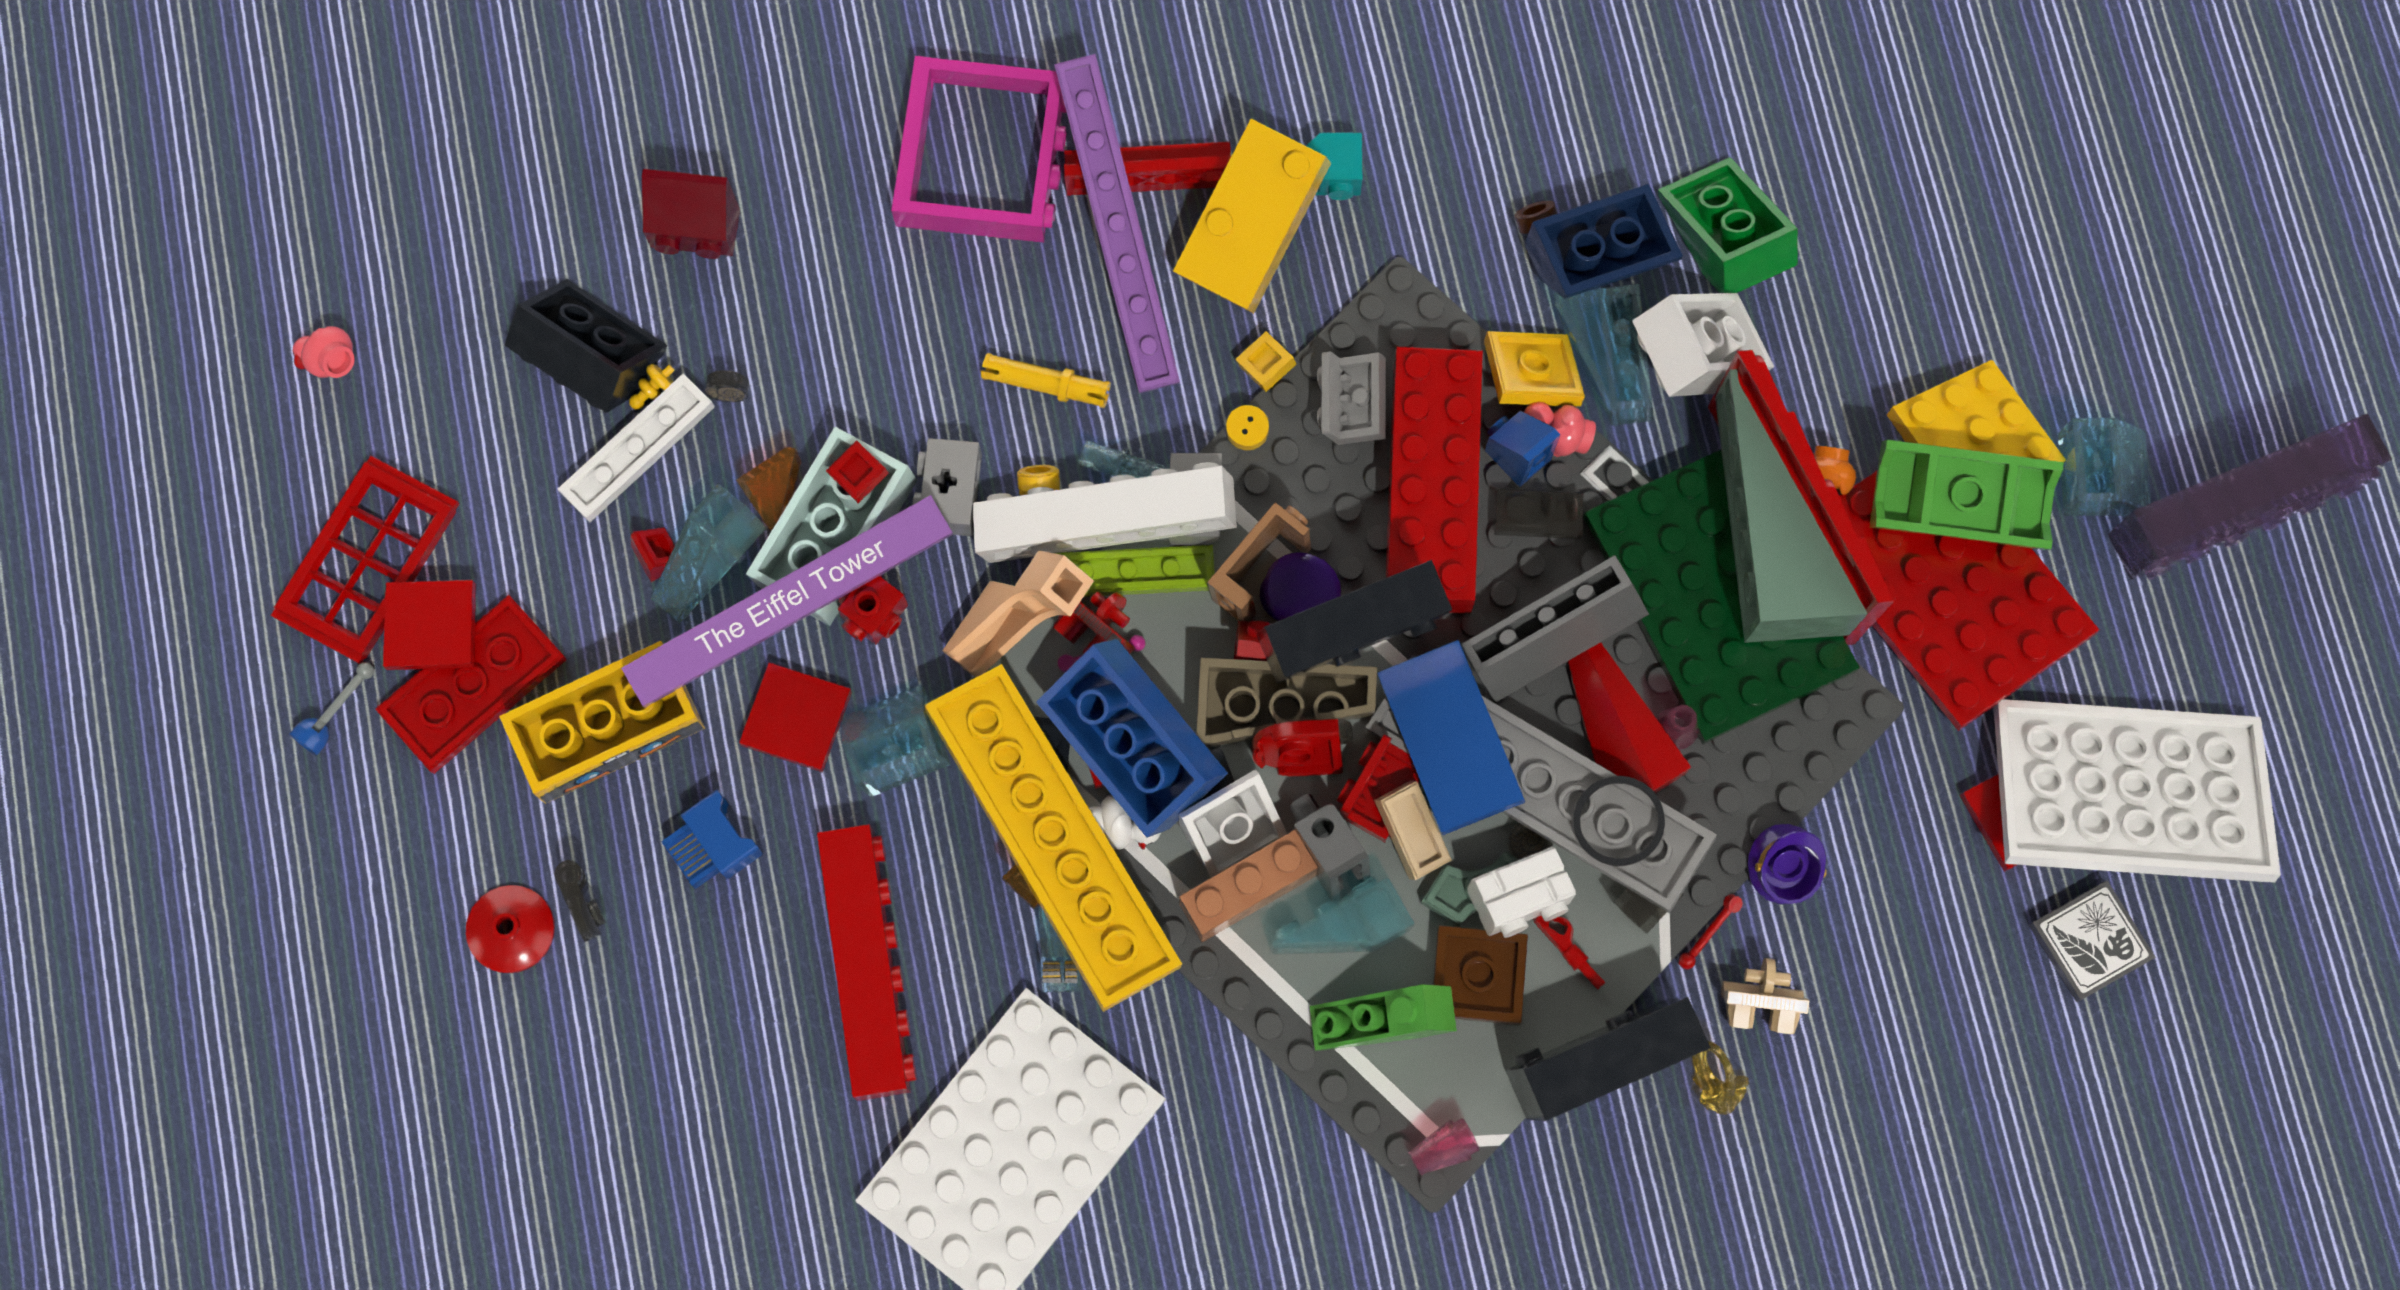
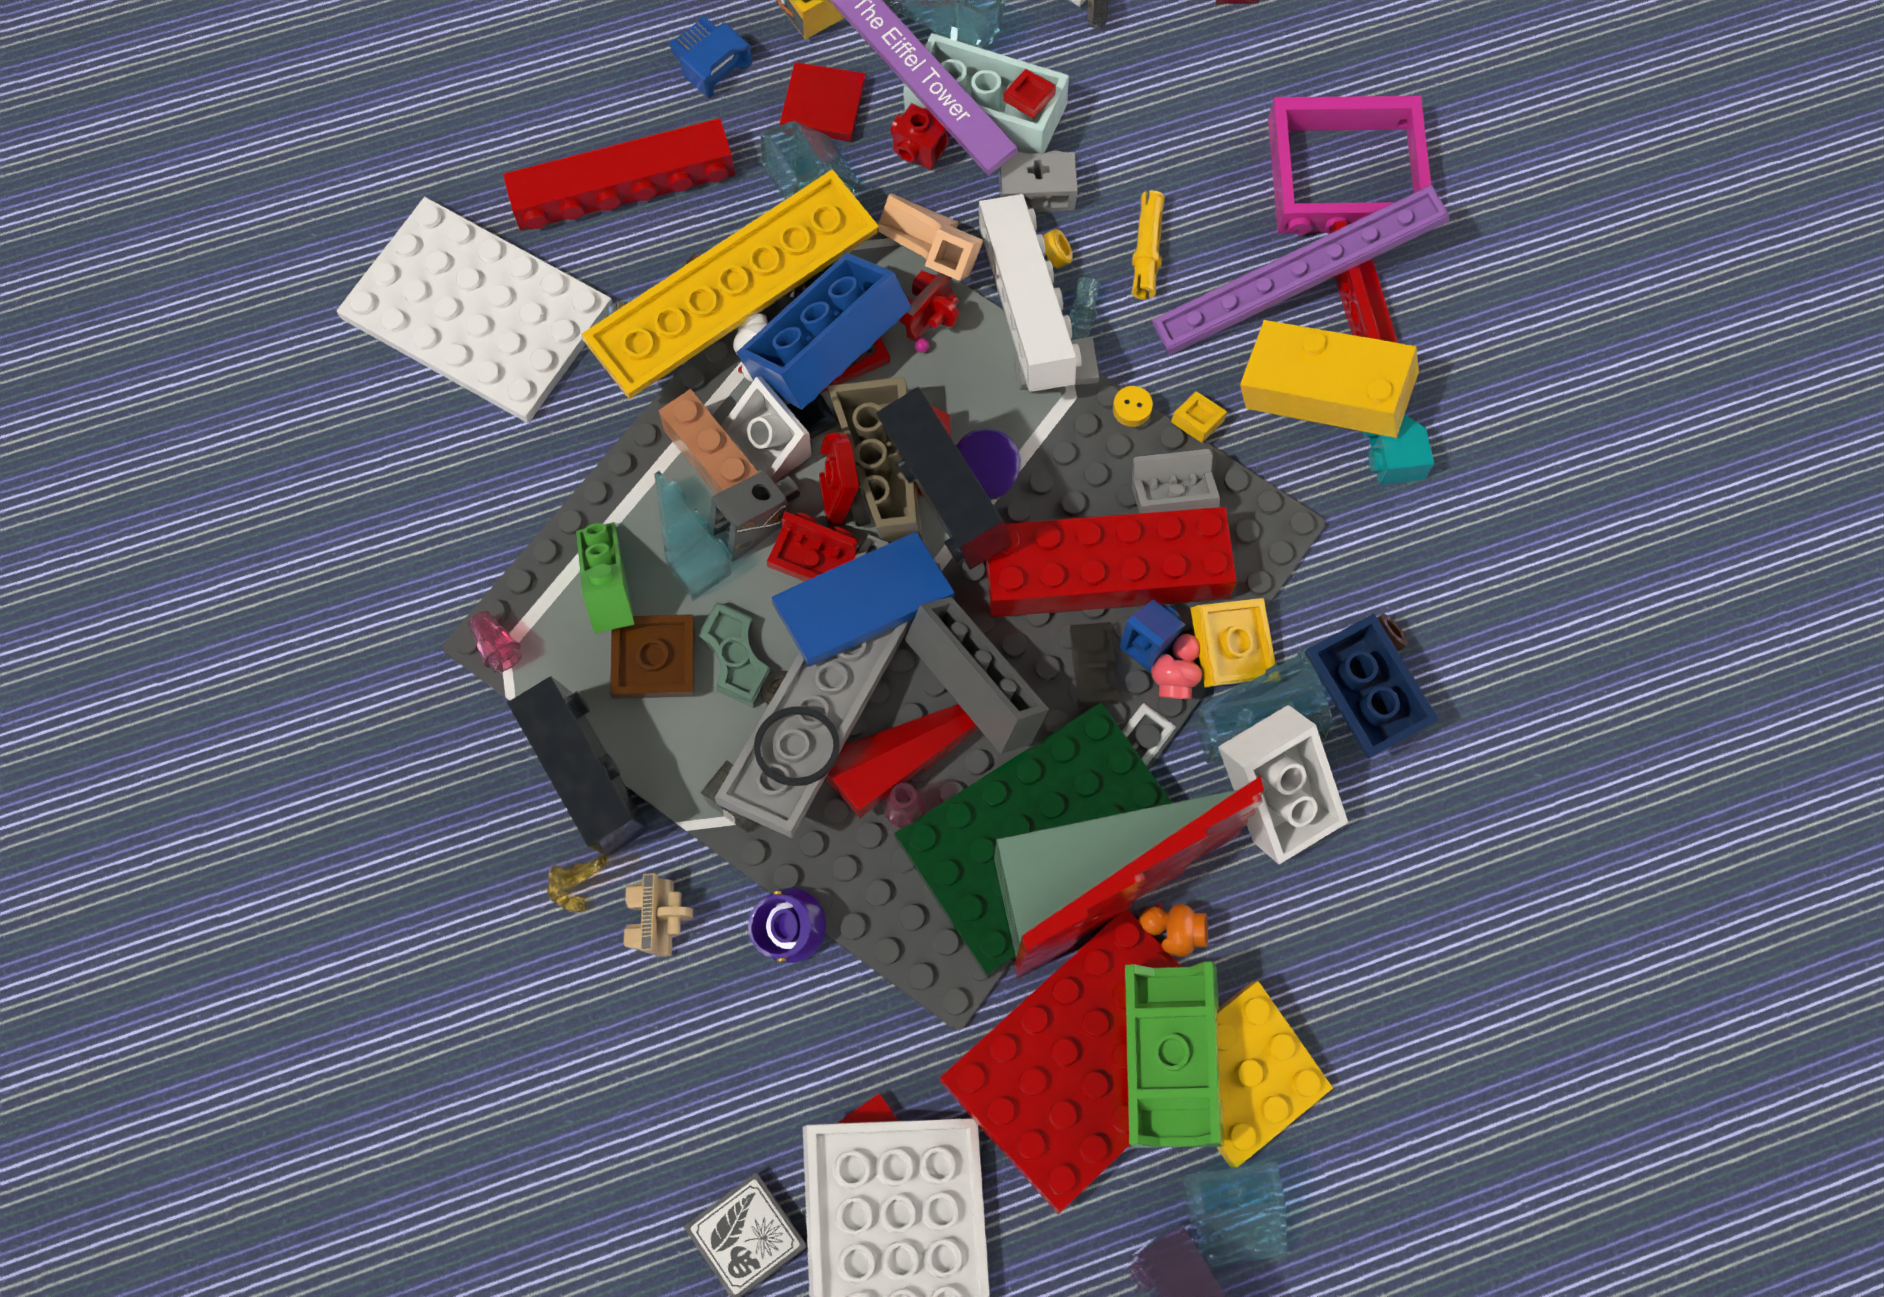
camera: 80 degrees right, 5 degrees down
(772, 485) = (1017, 43): clear orange slope -> none
(1146, 569) = (986, 335): lime tile -> none
(1224, 583) = (986, 397): medium nougat panel -> none
(1413, 830) = (781, 574): tan tile -> none
(1522, 892) = (726, 676): white brick -> none
(1571, 952) = (692, 729): red hand -> none
(1731, 227) = (1417, 814): green slope -> none
(1731, 904) = (745, 882): red hinge -> none

